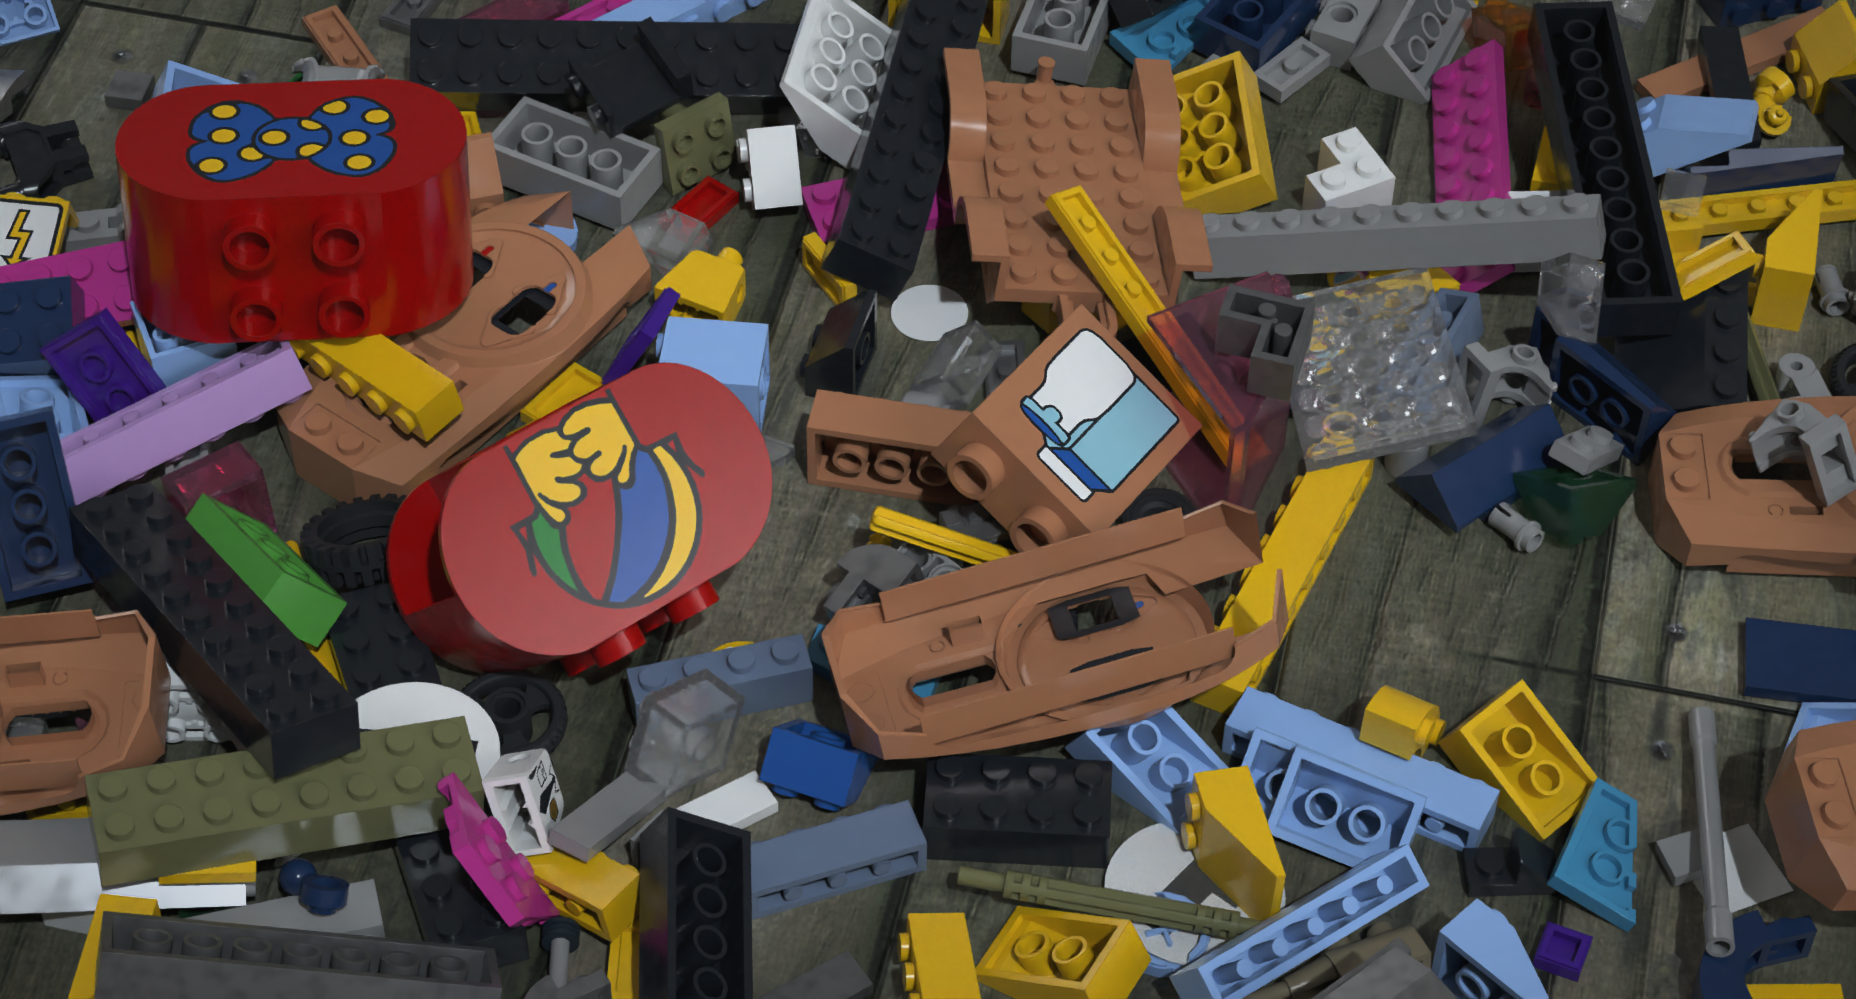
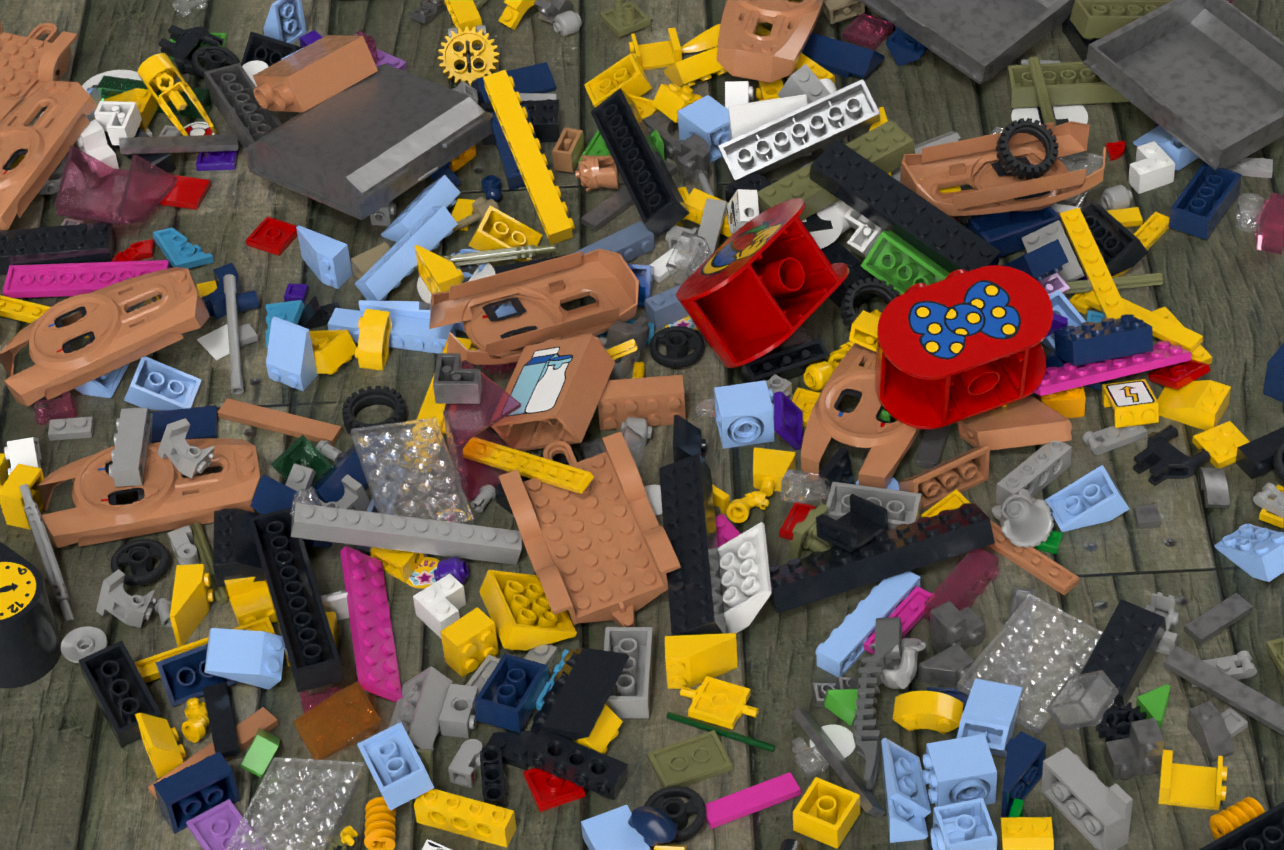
camera: 170 degrees right, 5 degrees down
(490, 861) = (742, 174): dark pink wing -> none
(596, 219) = (838, 468): none -> black wing
(762, 251) = (740, 508): none -> yellow arm
(772, 166) = (776, 543): white brick -> none
(778, 585) = (677, 346): none -> black wheel
(1311, 95) = (469, 642): none -> yellow brick
(1410, 620) = (369, 398): none -> black tyre
(1588, 711) = (290, 355): none -> light blue slope
(1615, 627) = (279, 421): none -> nougat tile
(1661, 36) = (260, 752): none -> slope
(1677, 938) = (247, 301): none -> dark blue beam
(1682, 192) = (251, 625): clear tile -> none
(1714, 264) = (233, 555): yellow tile -> none

